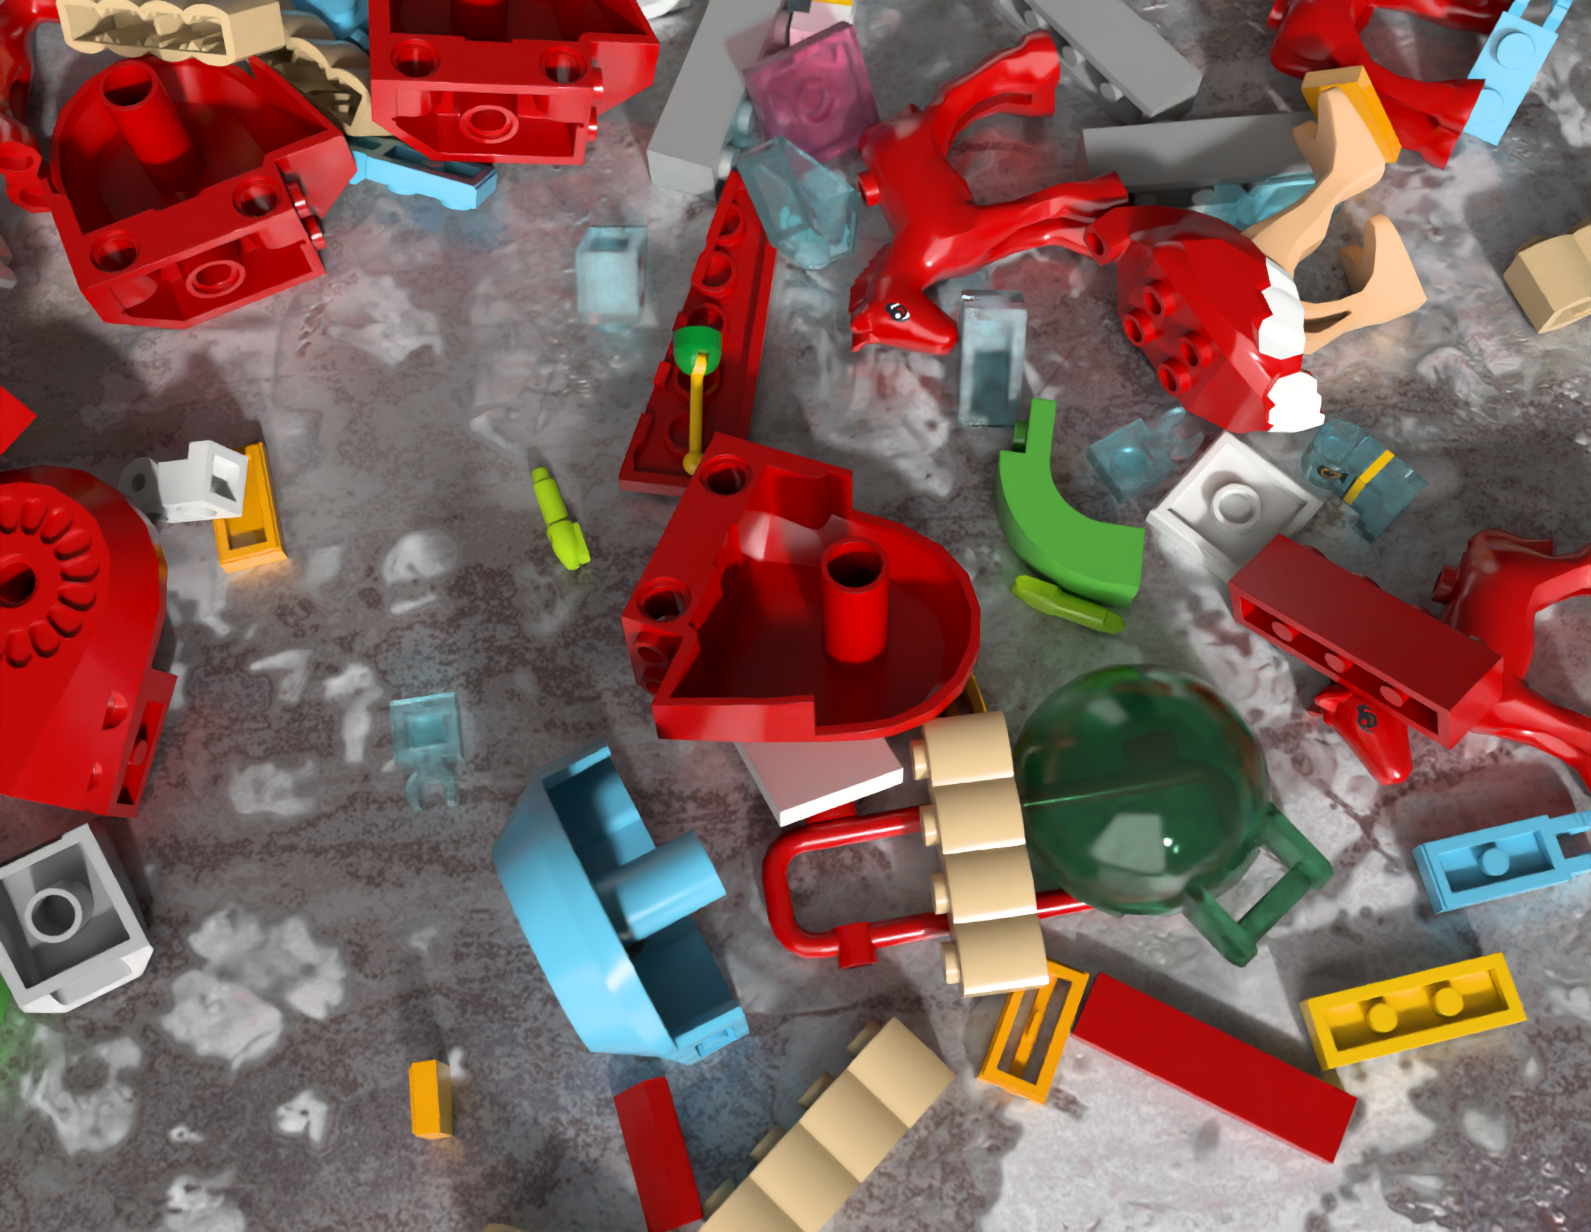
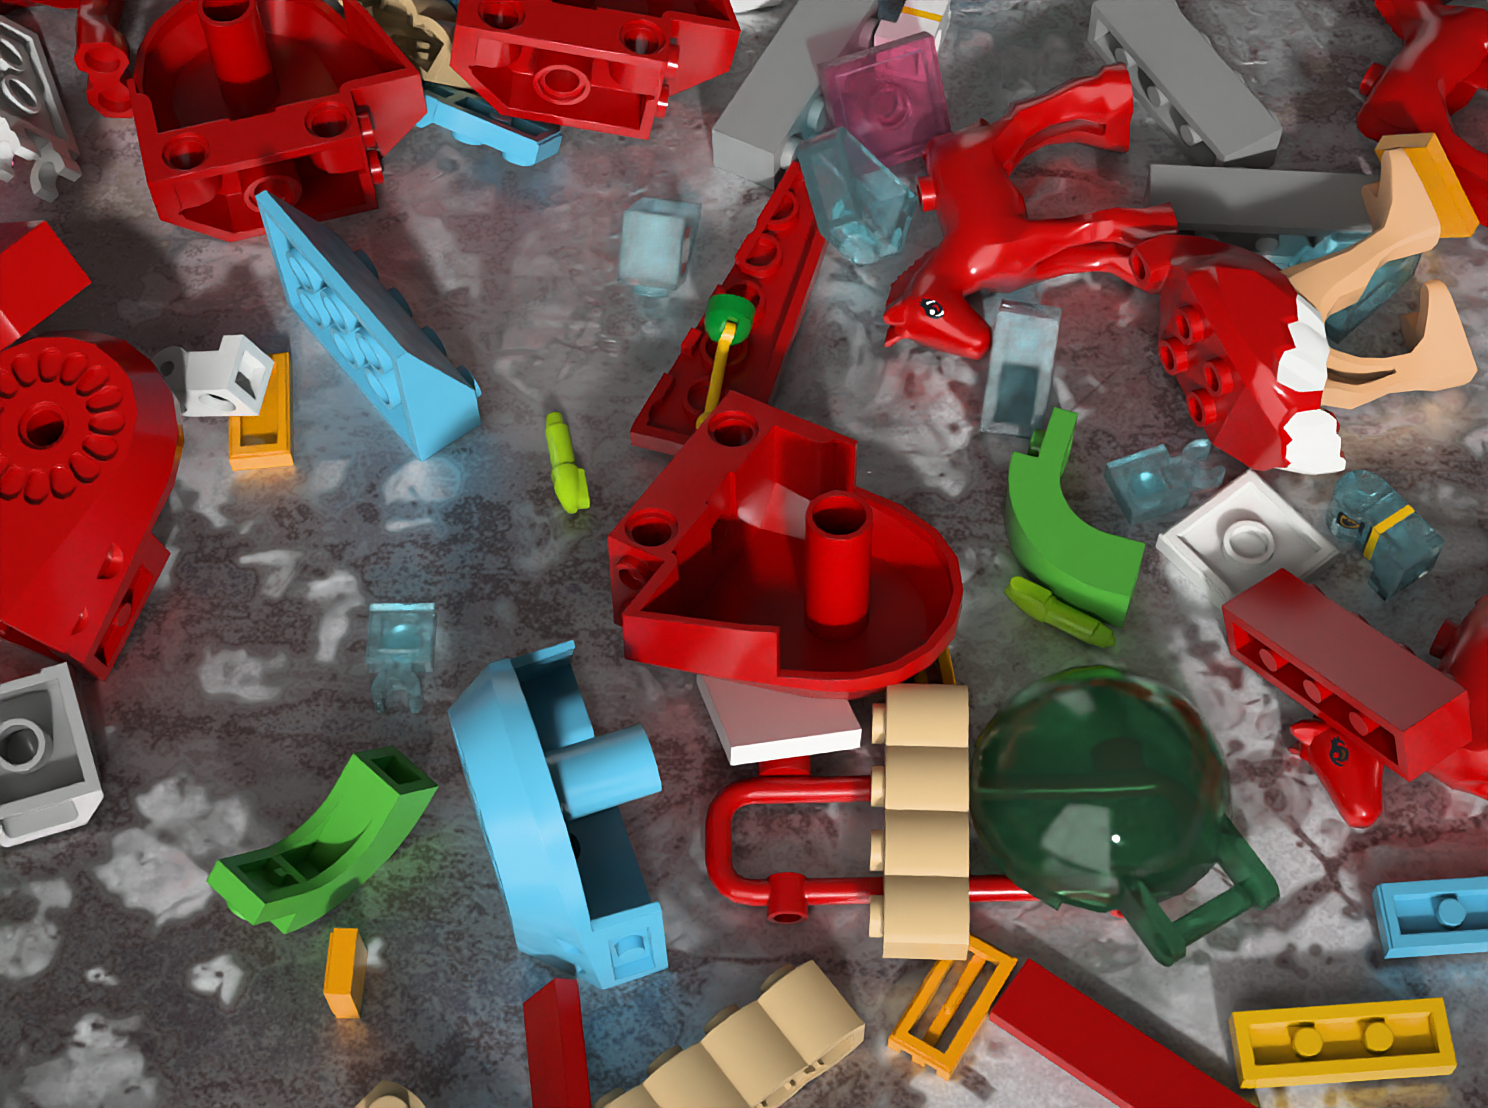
camera: 10 degrees right, 10 degrees down
(339, 409) = (370, 331): none -> medium azure slope
(391, 977) = (334, 850): none -> bright green arch

